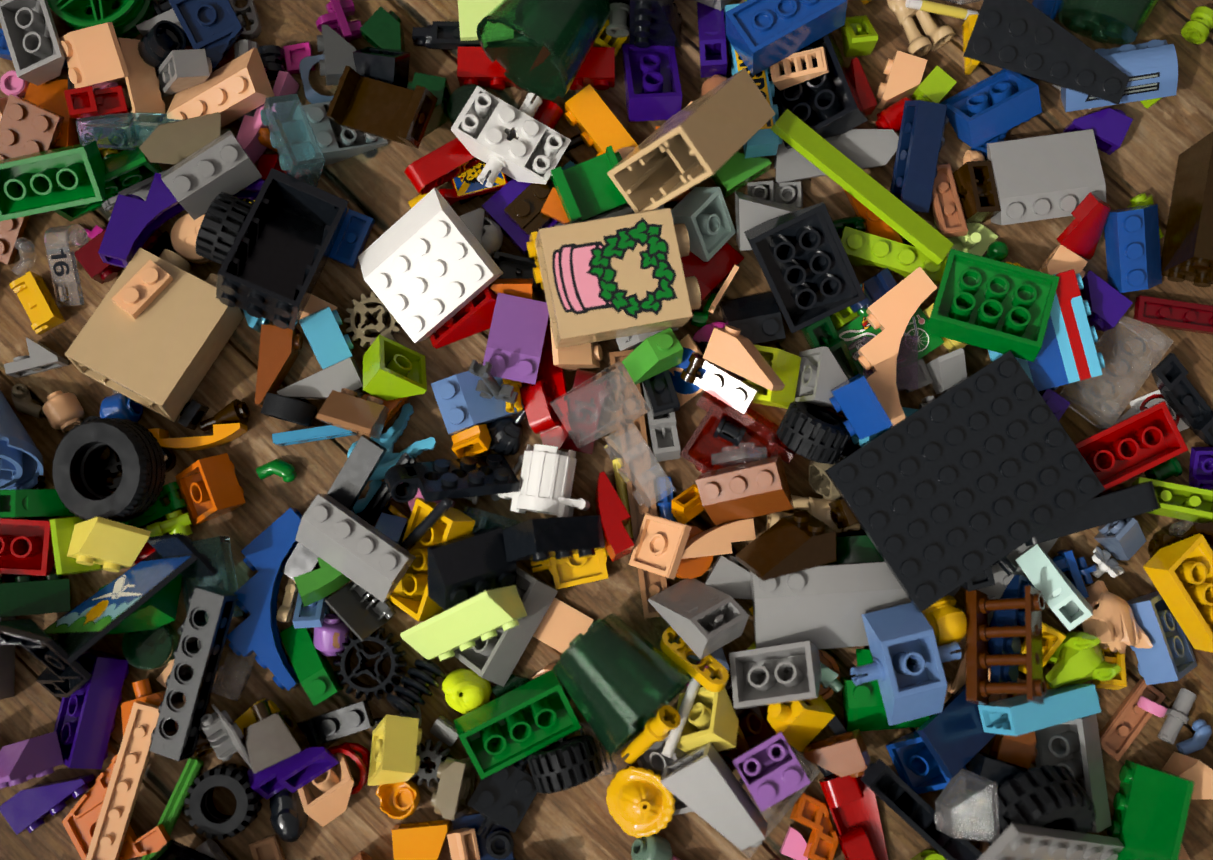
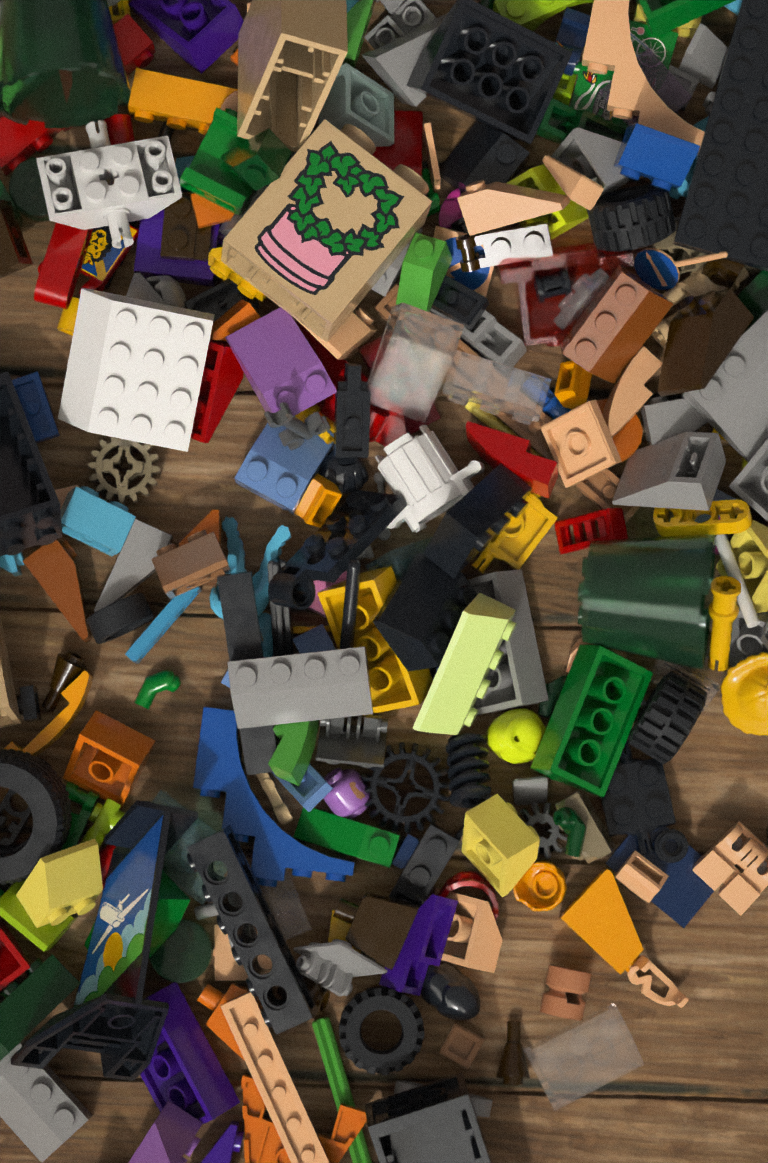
camera: 45 degrees left, 0 degrees up
(335, 703) = (405, 851): none -> dark blue tile
(393, 370) = (187, 496): lime slope -> none
(443, 783) = (573, 827): none -> dark green arm
(534, 406) = (352, 414): none -> black hinge
(561, 625) = (554, 601): light nougat piece -> none
(607, 198) = (258, 159): none -> dark green slope
(634, 614) = (610, 525): none -> red slope
(795, 380) = (574, 184): none -> light nougat slope
(805, 480) = (660, 269): none -> blue piece

